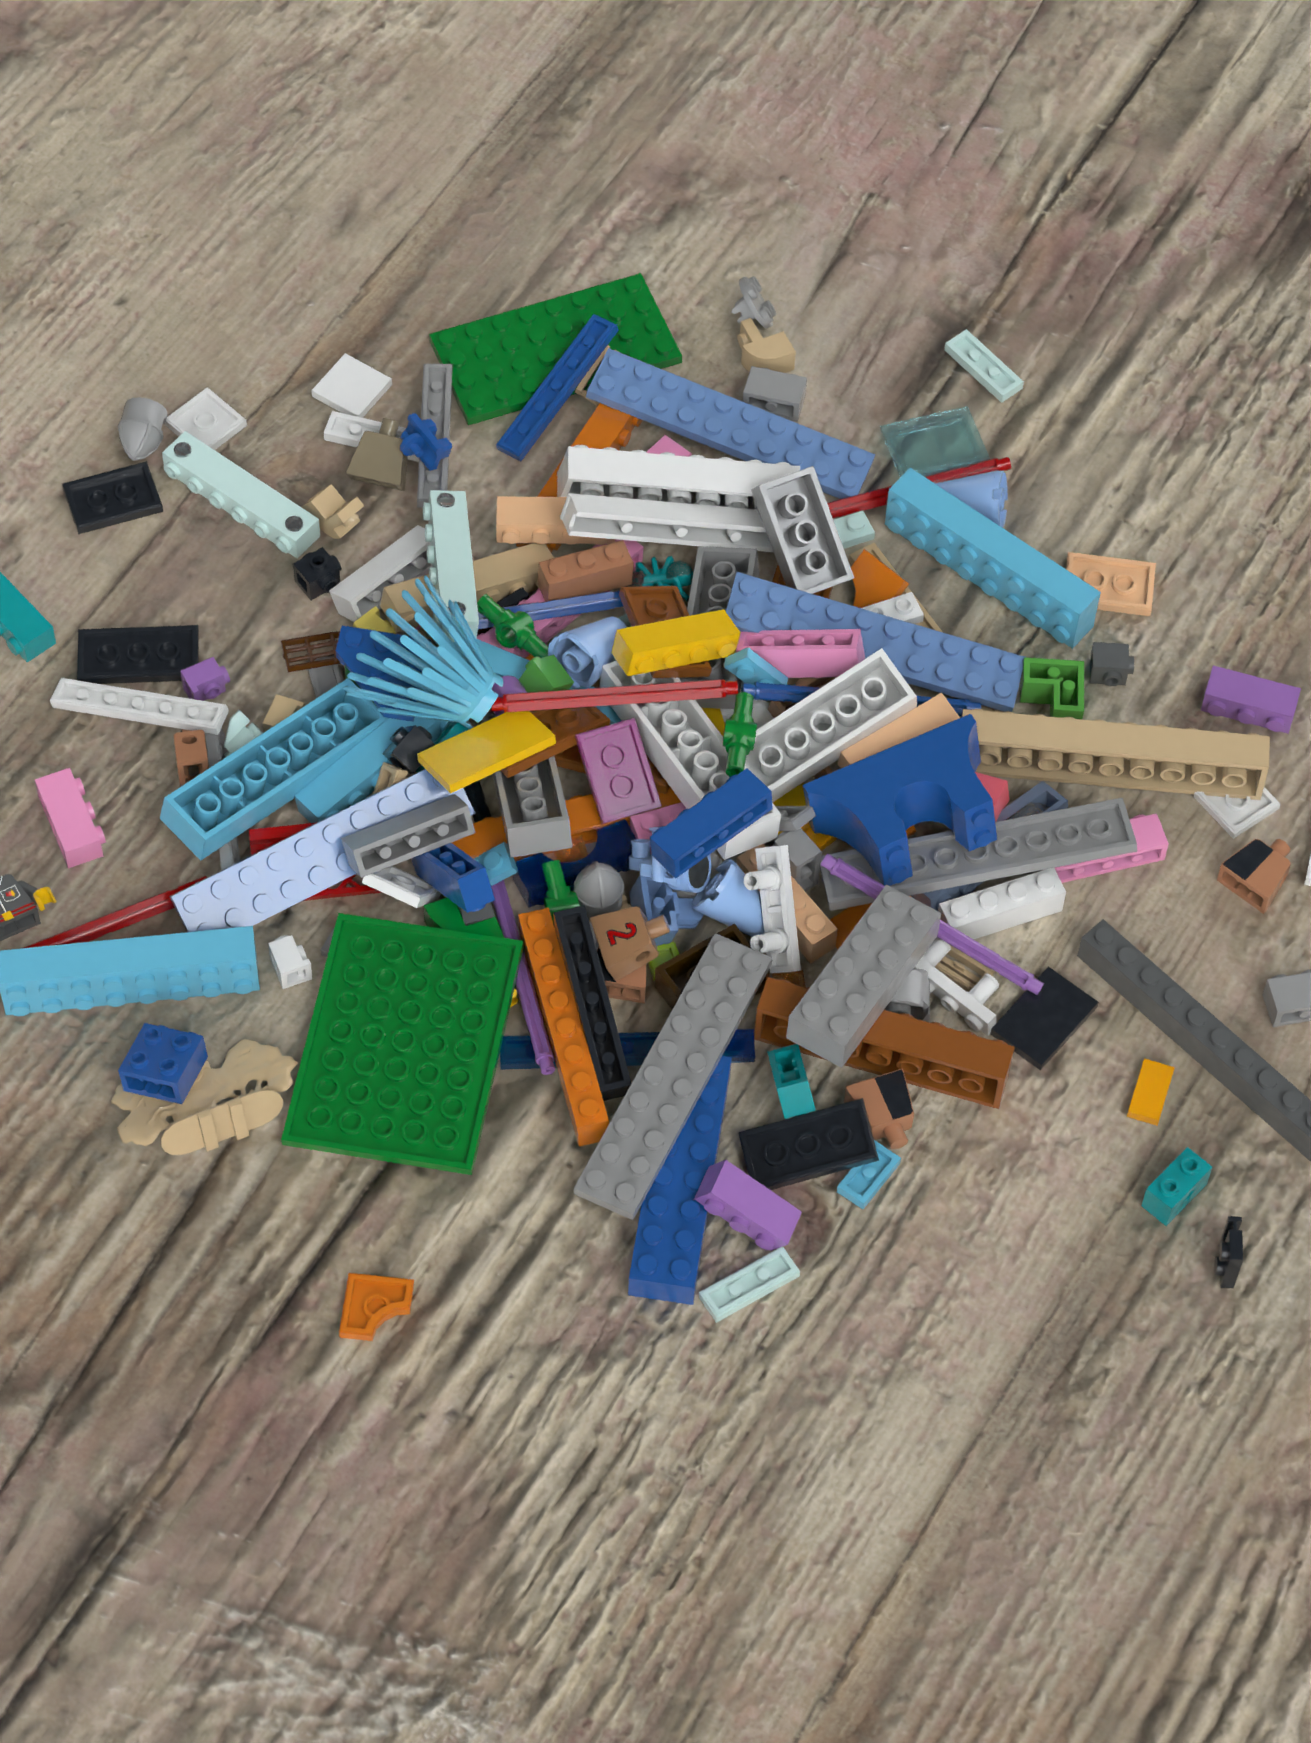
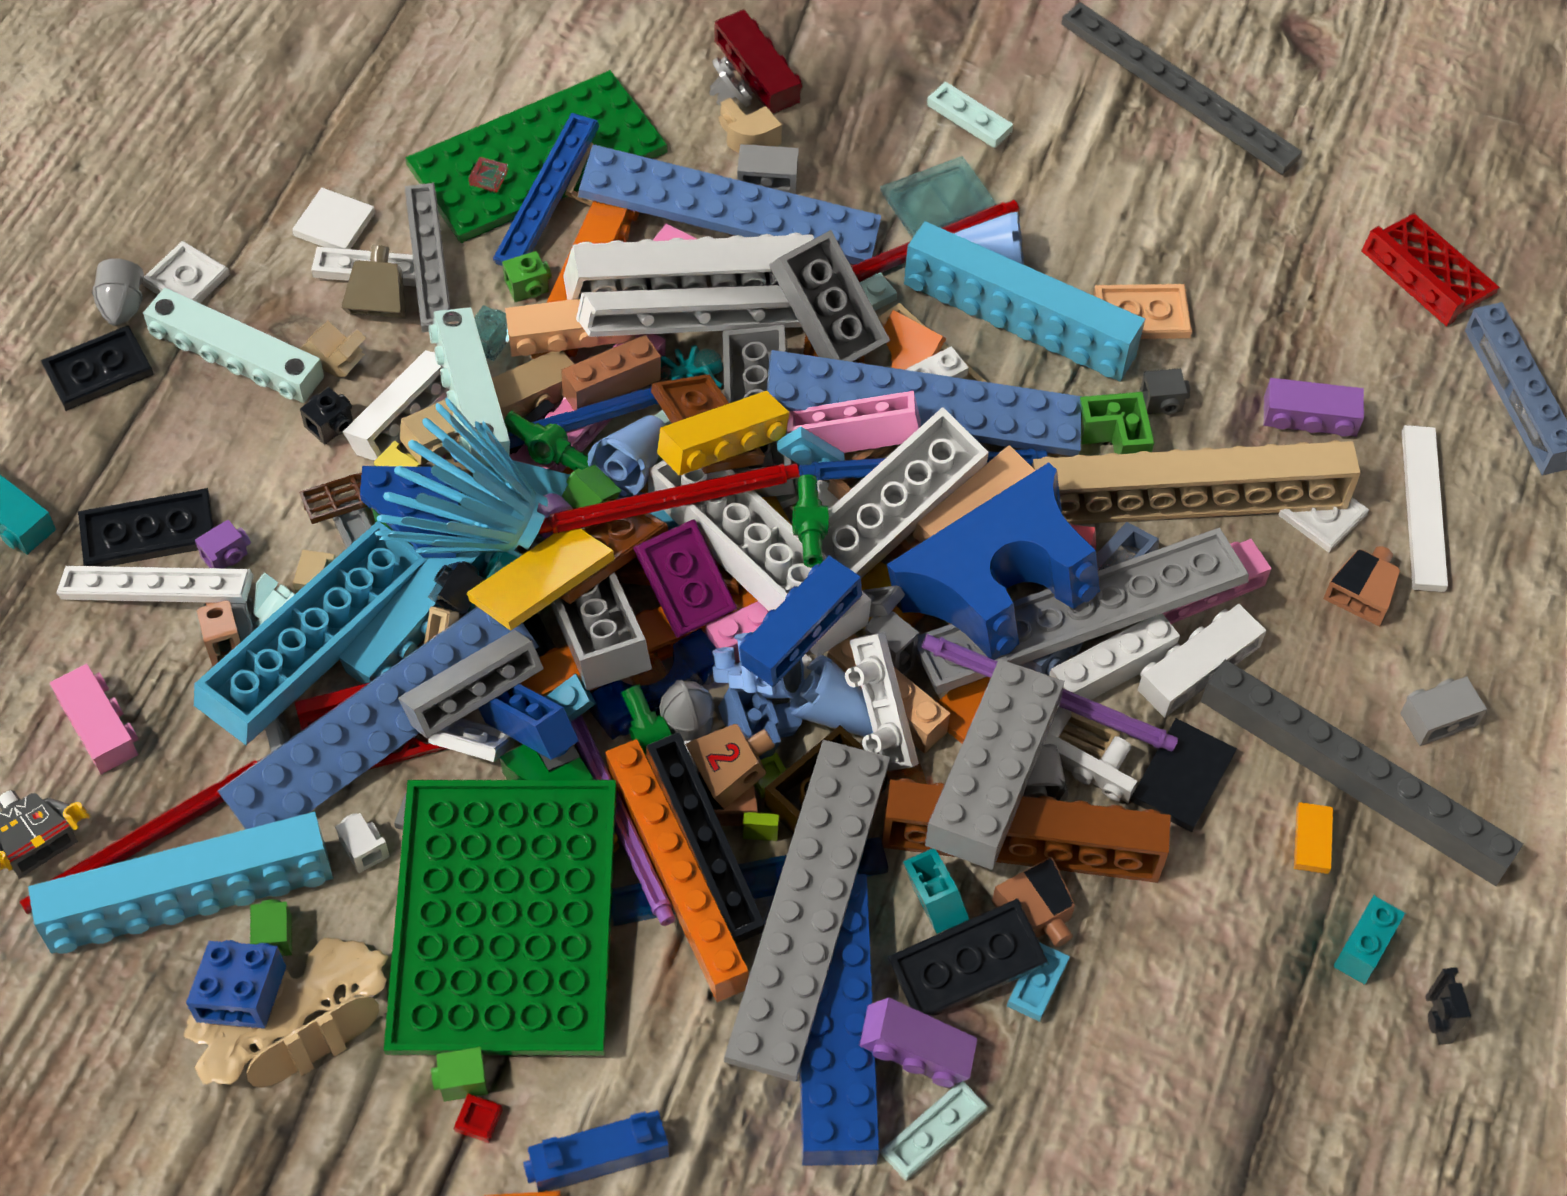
camera: 10 degrees left, 0 degrees up
(200, 1017) = (272, 925): none -> bright green brick
(344, 1170) = (460, 1074): none -> bright green brick
(353, 1210) = (478, 1118): none -> red tile
(421, 440) = (415, 263): blue hips -> none
(451, 1252) = (596, 1152): none -> blue brick
(481, 515) = (492, 331): none -> clear light blue brick
(504, 362) = (488, 174): none -> clear light blue tile
(524, 467) = (526, 276): none -> bright green brick
(647, 1003) = (760, 826): none -> lime tile
(786, 284) = (758, 61): none -> dark red brick
(1062, 926) = (1190, 666): none -> white brick
(1200, 367) = (1182, 88): none -> dark grey plate

